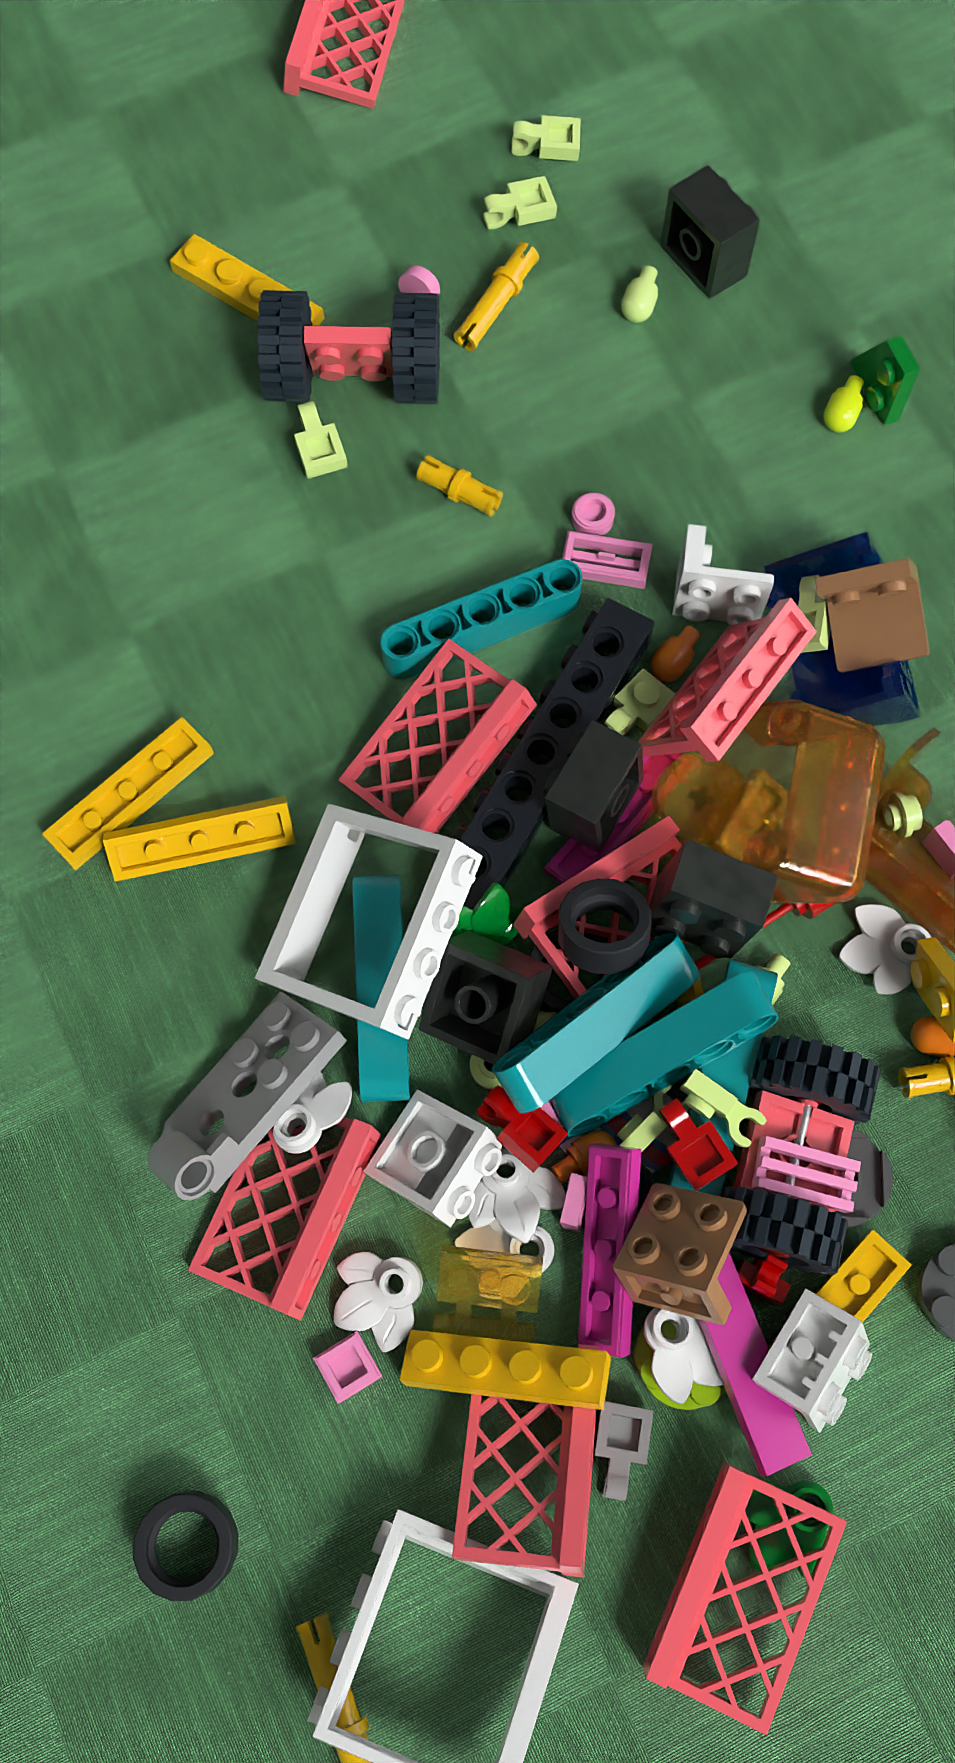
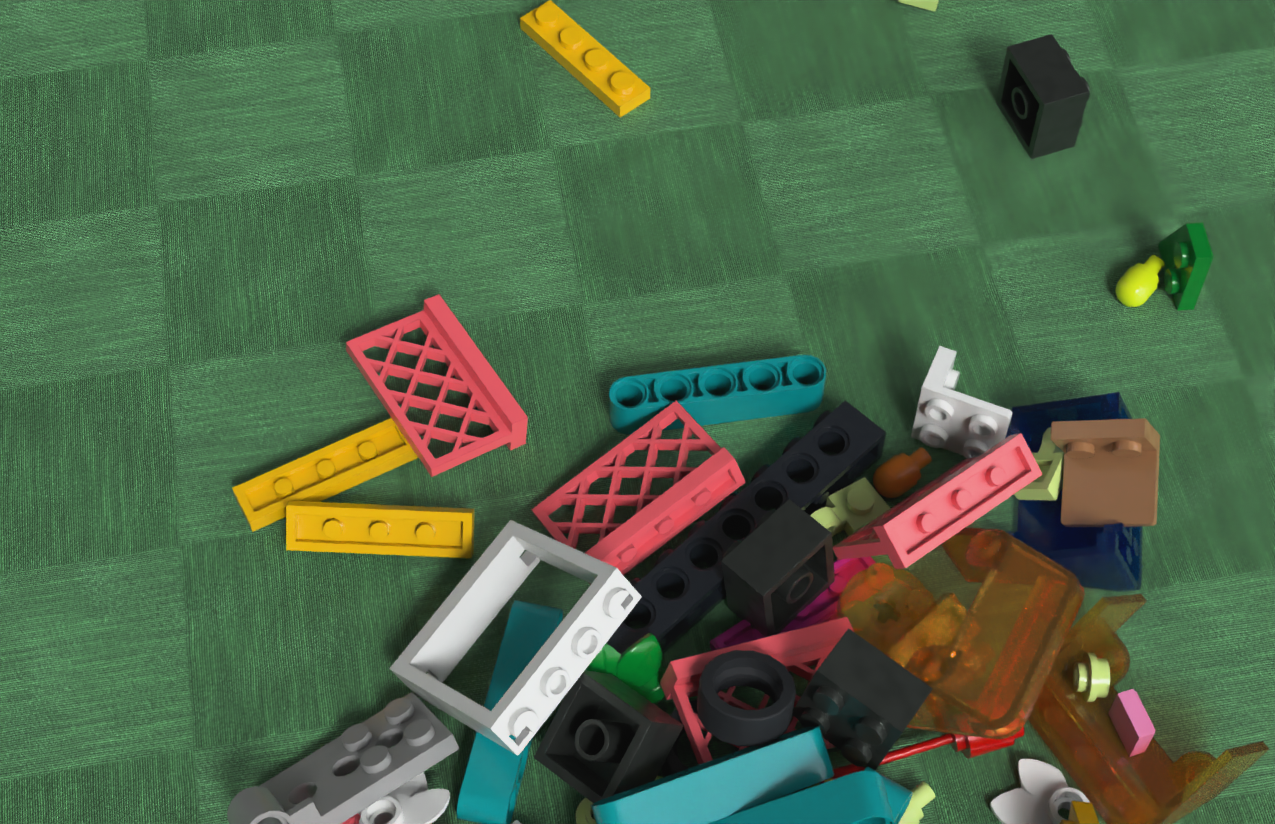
camera: 15 degrees right, 15 degrees down
(243, 660) = (472, 377): none -> coral fence
(295, 348) = (610, 114): black plate -> none
(318, 444) = (608, 205): yellowish green plate -> none
(418, 280) = (747, 87): bright pink tile -> none
(459, 485) = (733, 270): yellow pin -> none
(505, 284) = (831, 103): yellow pin -> none
(525, 200) = (872, 35): yellowish green plate -> none
(593, 514) = (857, 326): bright pink tile -> none
(605, 566) = (855, 375): bright pink tile -> none
(640, 296) = (961, 141): yellowish green cylinder -> none

